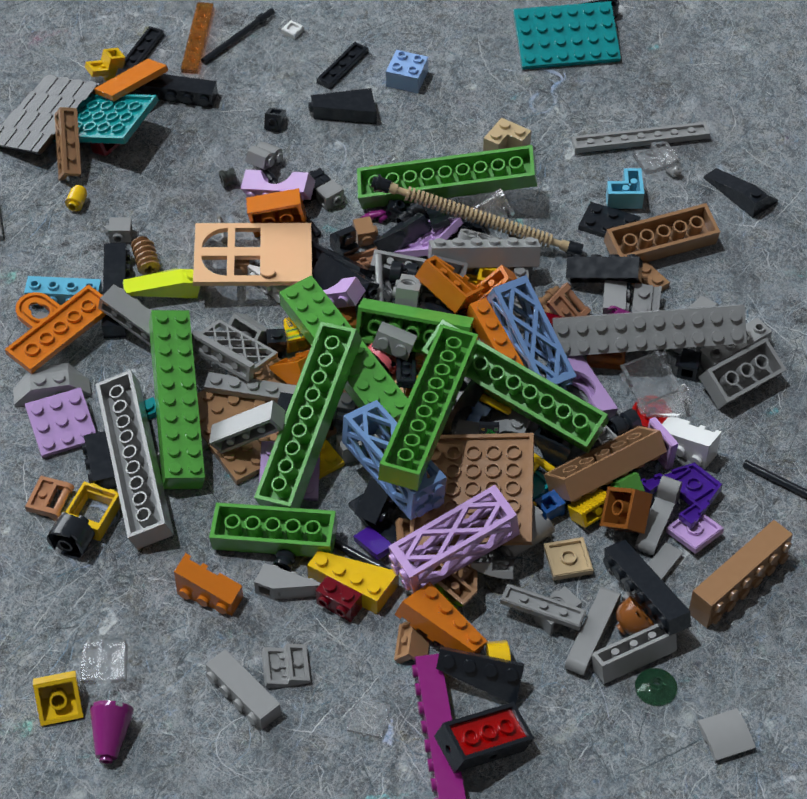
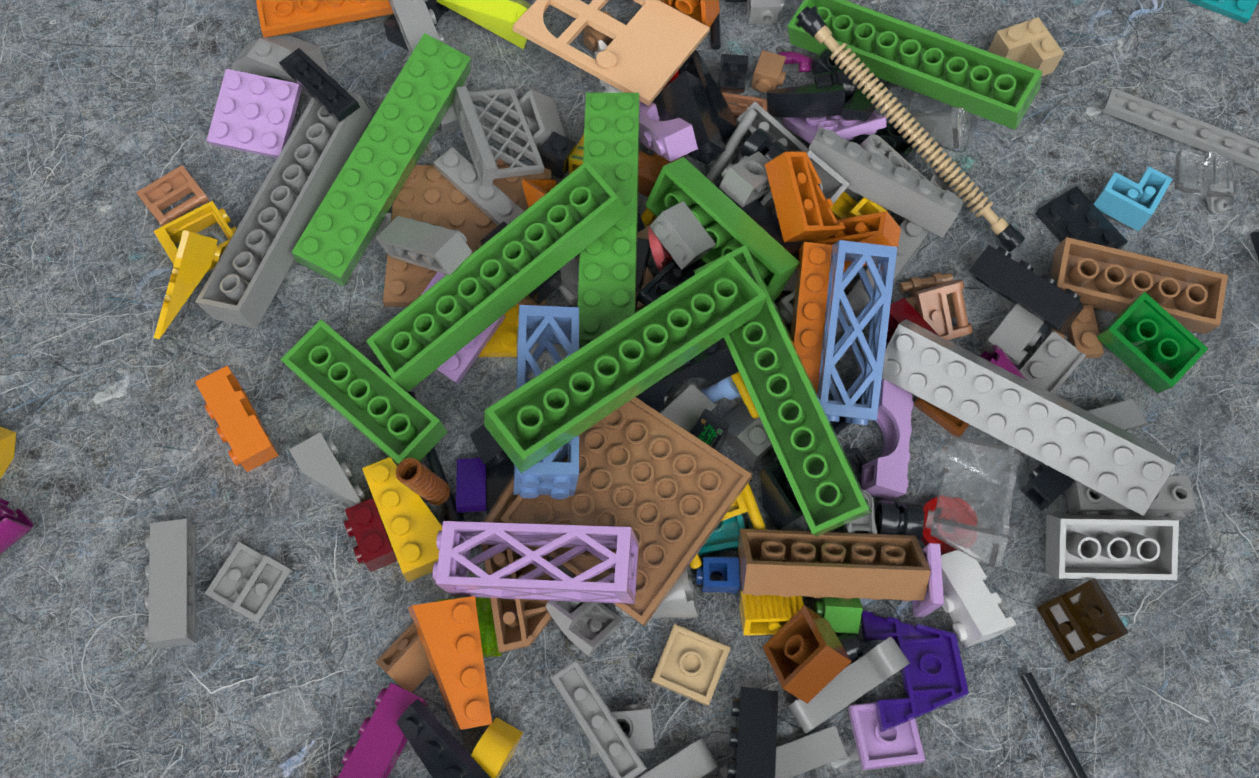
camera: 30 degrees right, 15 degrees up
(71, 535) = (145, 258): black brick -> none
(99, 378) = (319, 85): none -> black tile
(99, 460) = (249, 182): black brick -> none
(104, 663) = (62, 441): clear slope -> none
(107, 521) = (189, 268): none -> yellow wedge
(284, 559) = (350, 442): black wheel -> none
(351, 545) = (423, 481): none -> dark orange piece
(691, 261) = (1152, 343): none -> green slope
(753, 418) = (1082, 620): none -> dark brown slope

